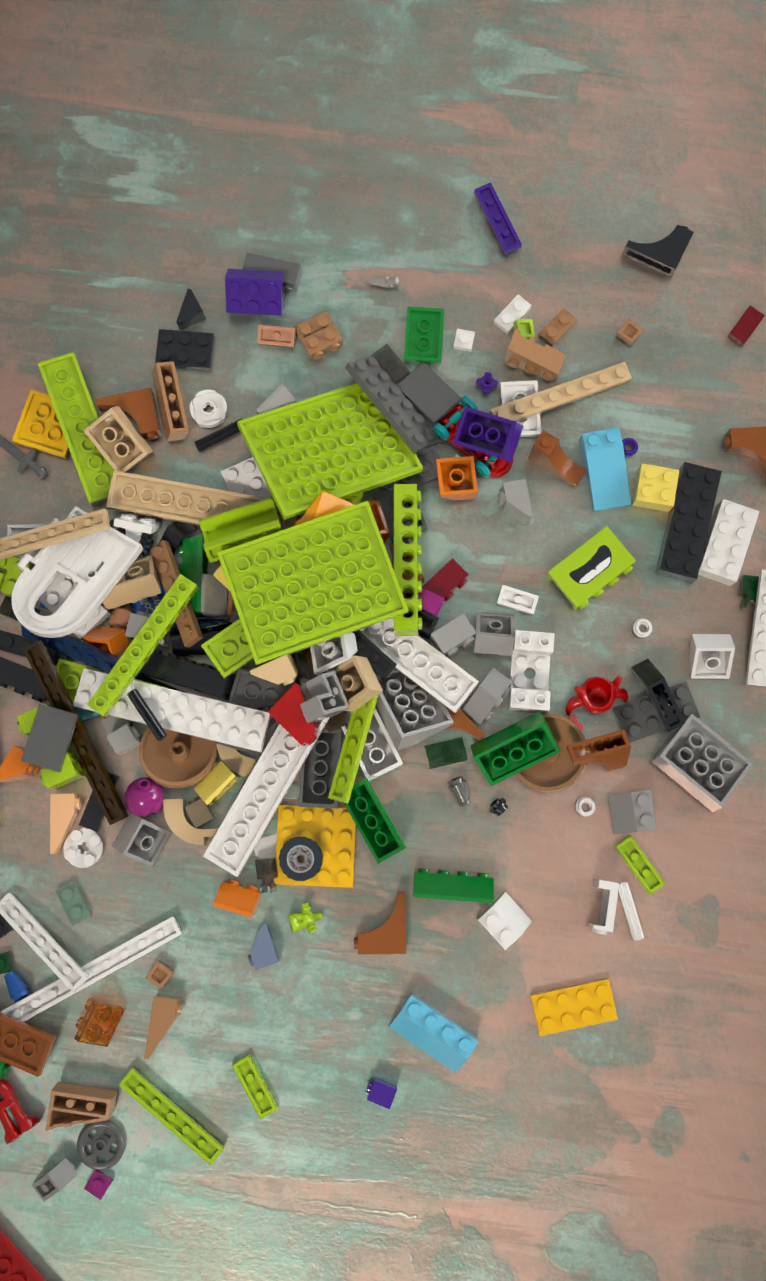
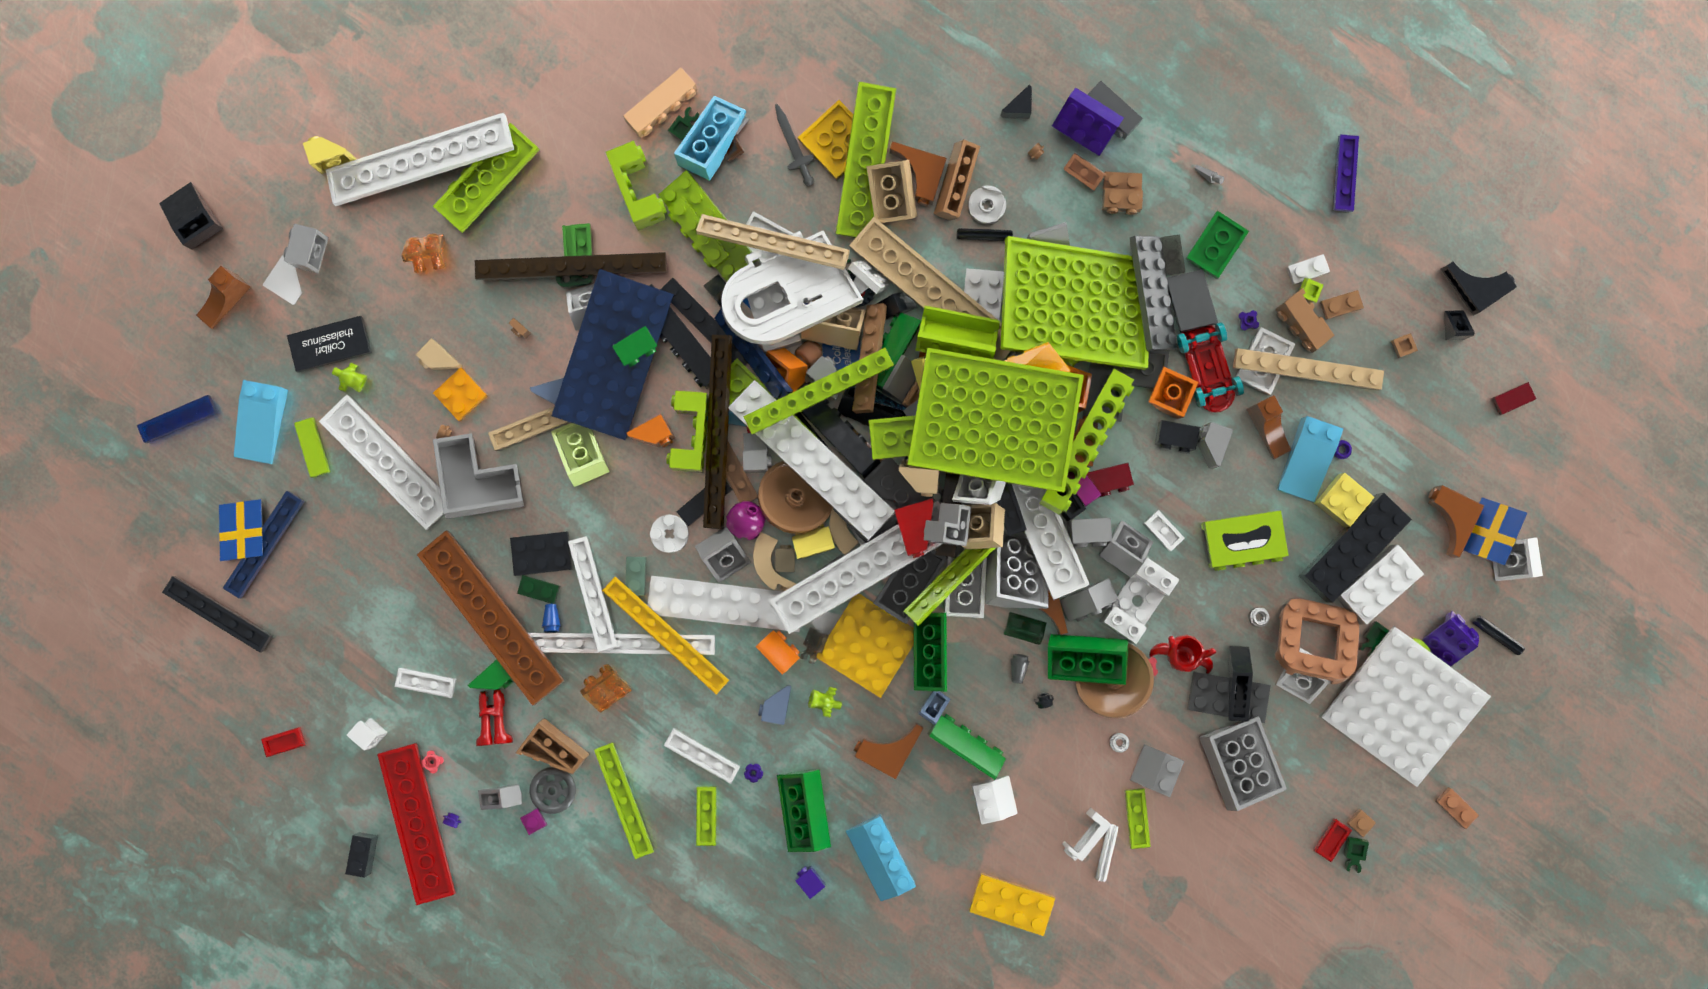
camera: 25 degrees right, 5 degrees up
(21, 1228) = (451, 820): none -> dark purple plate
(49, 738) = (694, 425): dark grey tile -> none
(63, 813) = (668, 495): light nougat slope -> none
(117, 763) = (737, 478): none -> medium nougat plate
(128, 941) = (665, 635): none -> yellow tile
(147, 715) = (788, 451): black axle -> none
(155, 888) = (714, 602): none -> white plate
(159, 975) = (676, 678): medium nougat plate -> none
(163, 1015) = (660, 715): medium nougat slope -> none
(185, 349) = (995, 137): black plate -> none
(221, 1032) = (702, 756): none -> white tile
(226, 341) = (1036, 151): none -> medium nougat plate
(276, 1016) = (748, 773): none -> dark purple plate
(290, 864) = (855, 659): black wheel -> none
(340, 1030) = (804, 811): none -> green slope
(404, 868) = (934, 706): none -> sand blue slope
(464, 340) = (1250, 269): white plate -> none
(482, 513) = (1177, 436): none -> black brick
(488, 434) = (1222, 371): dark purple brick -> none
(608, 749) = (1167, 706): dark orange arch -> none
(664, 292) = (1457, 325): none -> black slope
(695, 647) = (1311, 665): none -> nougat plate

